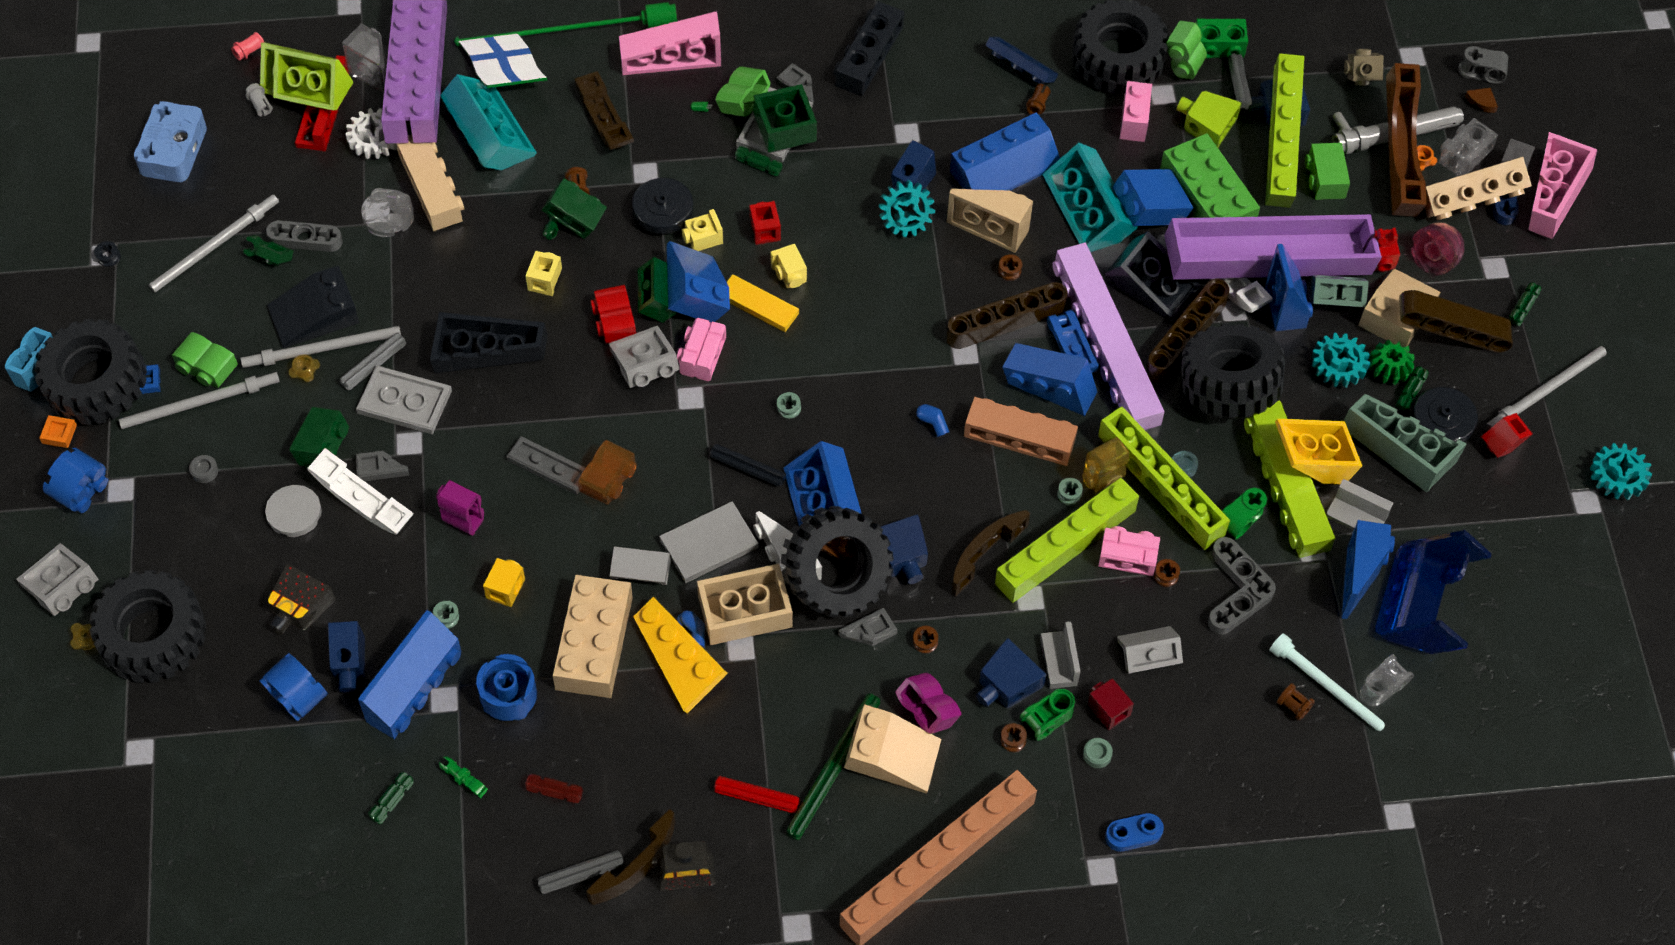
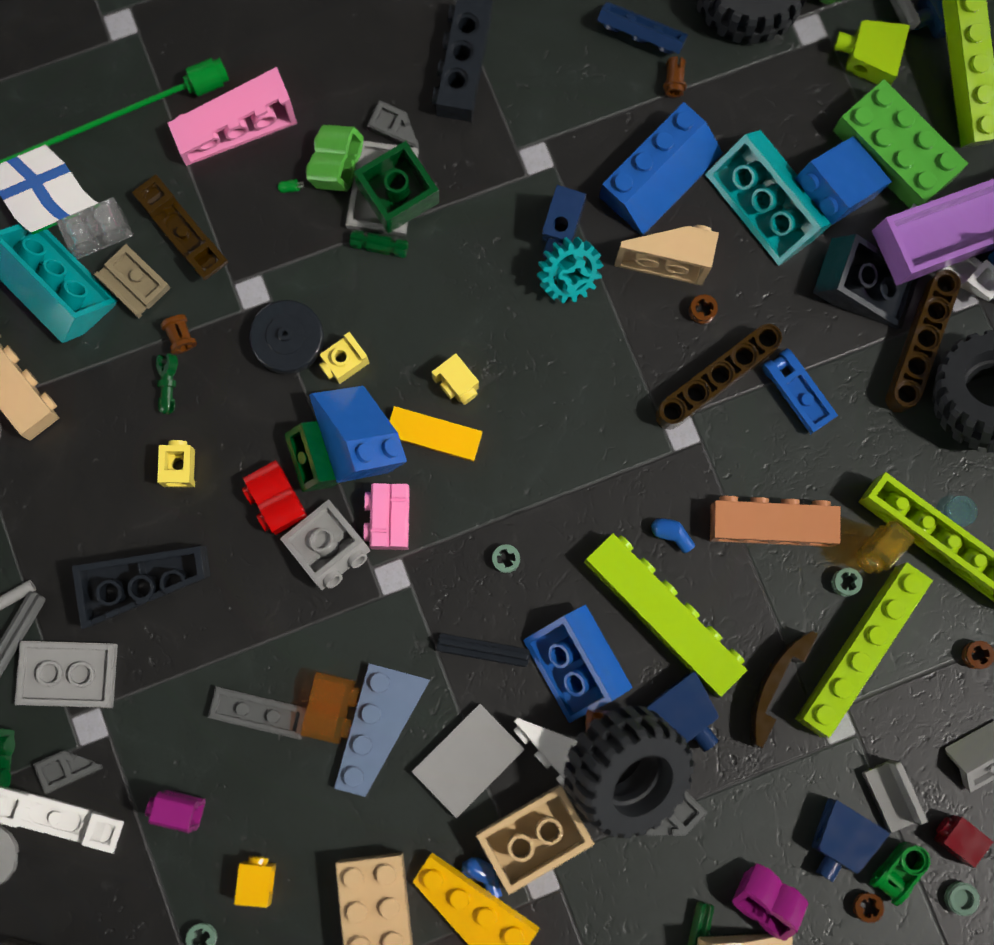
camera: 20 degrees left, 20 degrees up
(536, 96) = (94, 228): none -> clear brick
(553, 140) = (132, 280): none -> dark tan plate
(574, 208) = (186, 374): dark green brick -> none
(640, 565) = (402, 819): light grey hinge -> none
(642, 497) = (380, 716): none -> sand blue wing
(765, 222) = (411, 314): red brick -> none
(907, 474) = (665, 615): none -> lime brick
(931, 633) = (744, 805): reddish brown bush -> none
(1052, 376) = (789, 445): blue wedge -> none
(1107, 336) = (837, 373): lavender brick -> none
(1129, 551) = (933, 643): bright pink brick -> none
(1135, 111) = (791, 65): bright pink brick -> none

